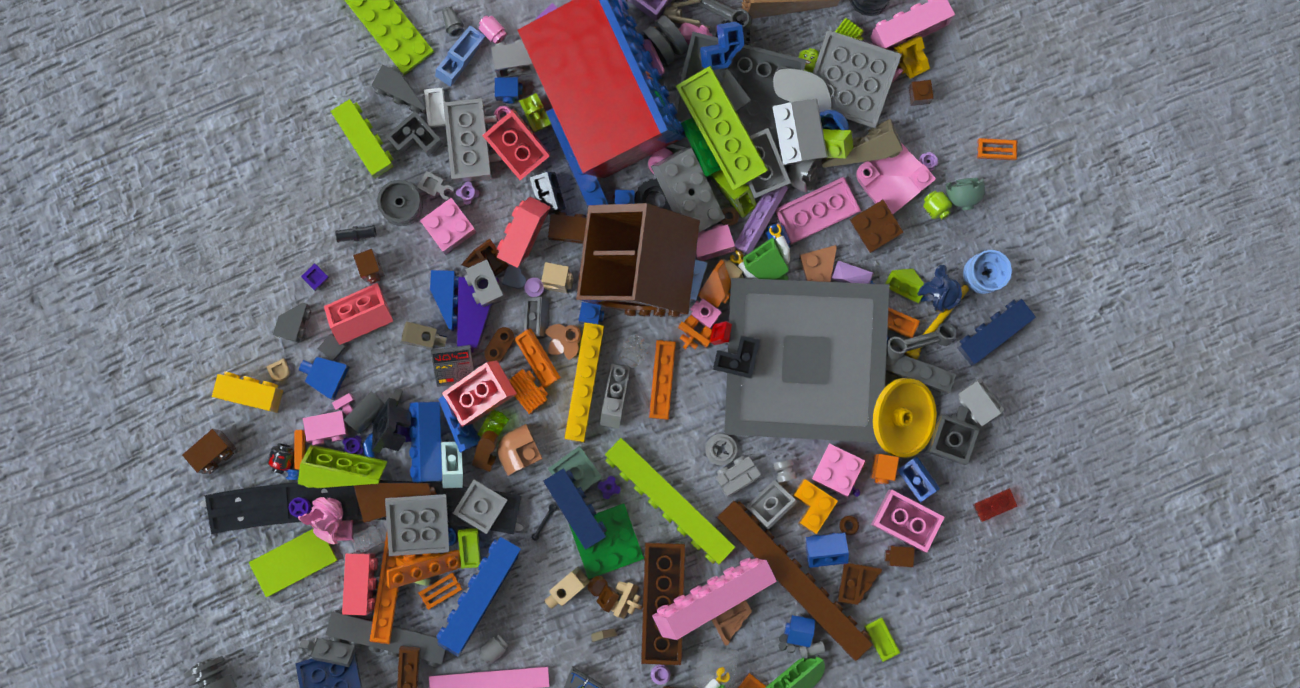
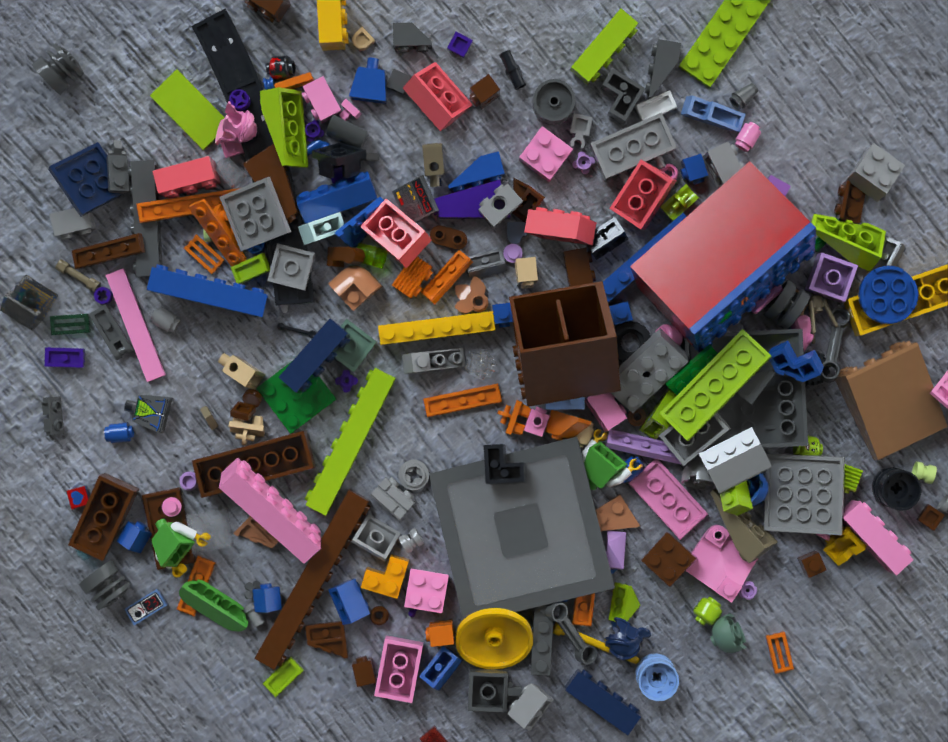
camera: 75 degrees right, 5 degrees up
(720, 333) = (521, 442): red plate -> none
(800, 86) = (780, 448): white sticker -> none

